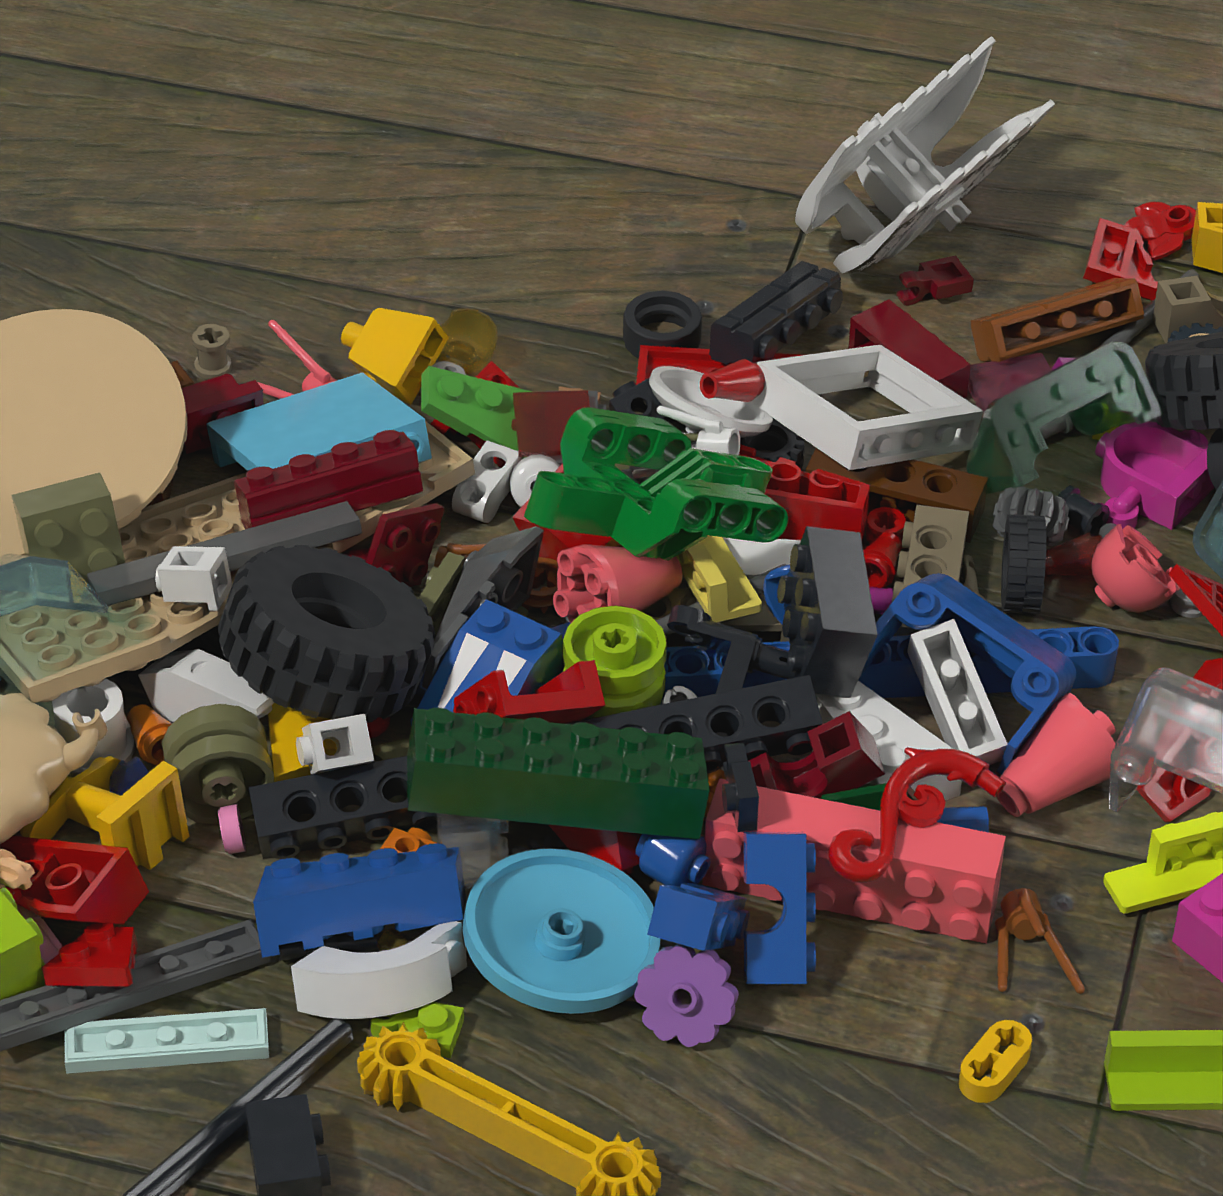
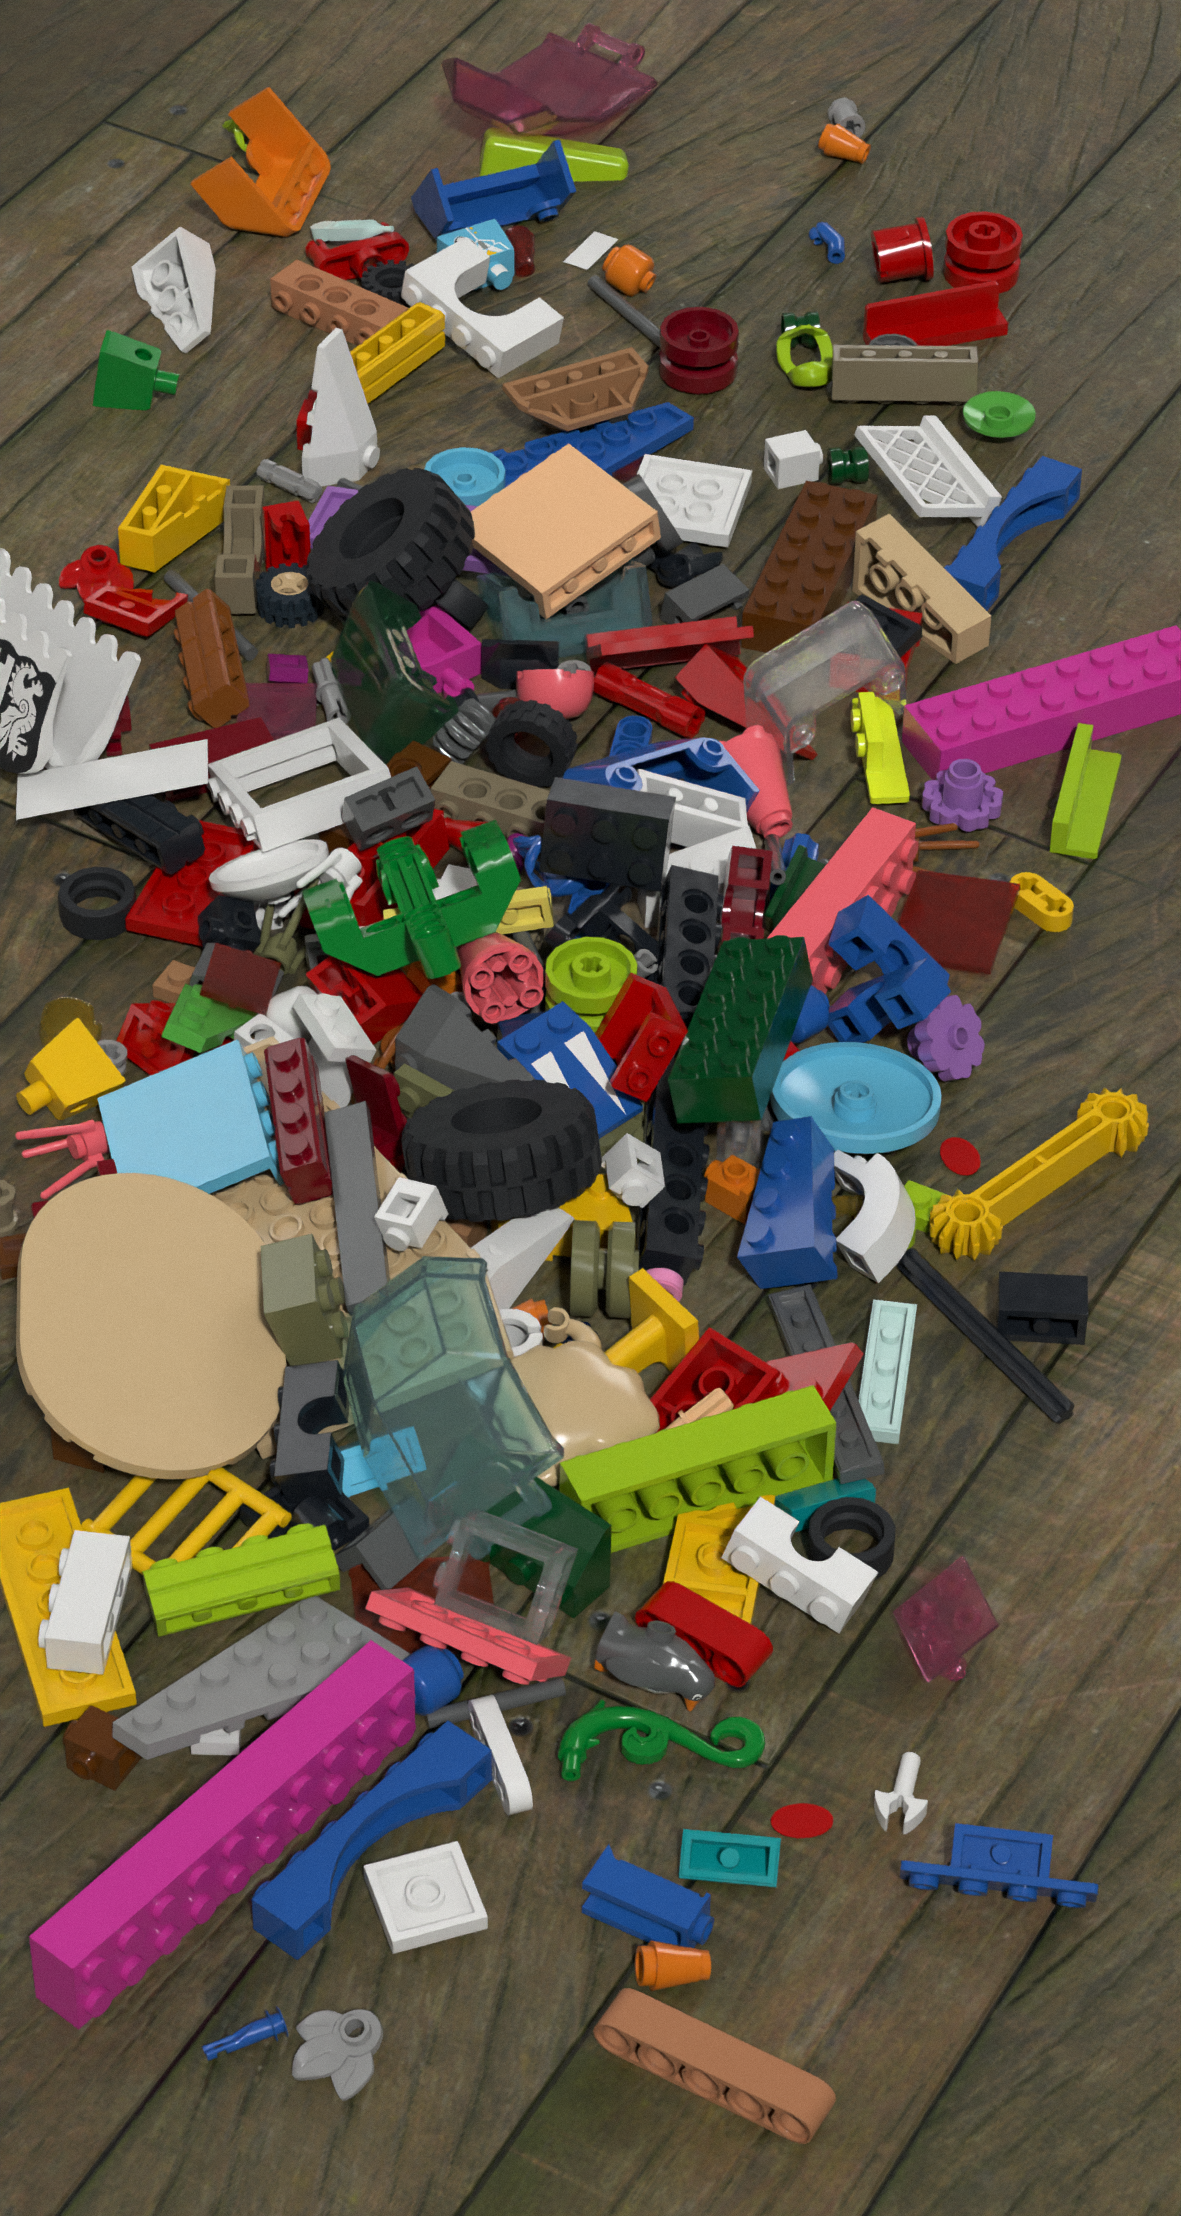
camera: 75 degrees left, 0 degrees up
(480, 496) = (334, 1038): none -> white bracket
(535, 1057) = (960, 1156): none -> red sticker
(735, 382) = (264, 839): red cone -> none
(740, 793) = (794, 922): black plate -> none
(814, 282) = (112, 779): none -> white sticker
(814, 452) = (388, 808): none -> dark grey brick
(896, 804) = (833, 845): red plant -> none
(919, 983) = (959, 918): none -> clear red piece
(953, 796) = (777, 874): none -> dark grey piece
(1141, 955) = (962, 796): none -> medium lavender plant
(1182, 540) = (505, 657): none -> black slope
(1186, 636) = (648, 700): none -> red axle

